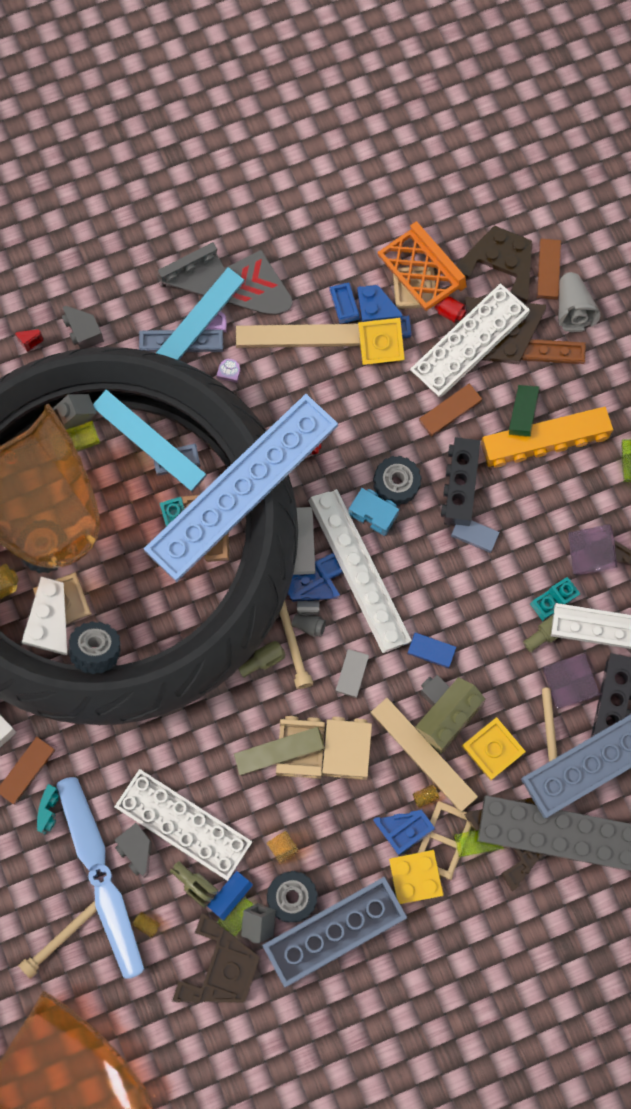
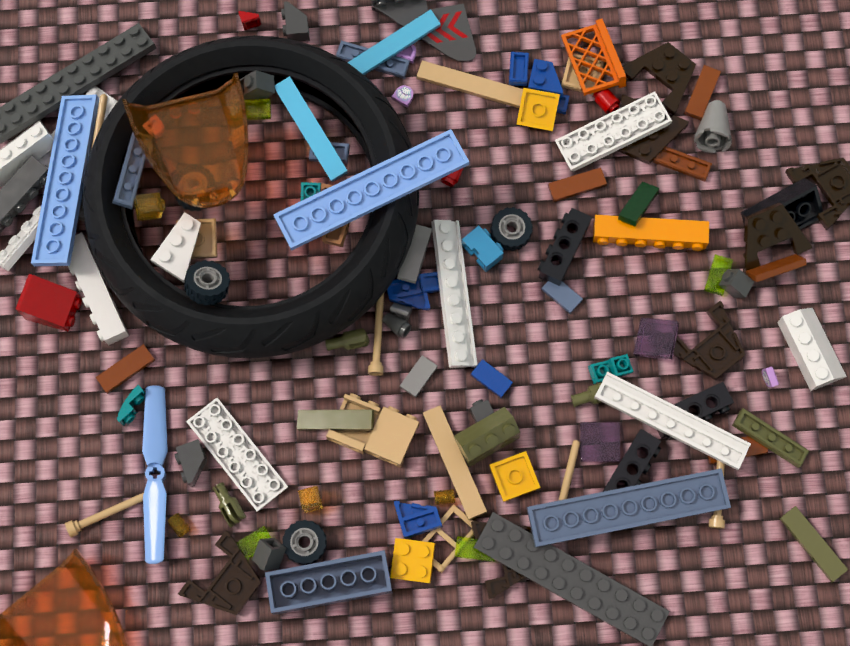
camera: 20 degrees right, 0 degrees up
(230, 895) = (254, 524): blue tile -> none

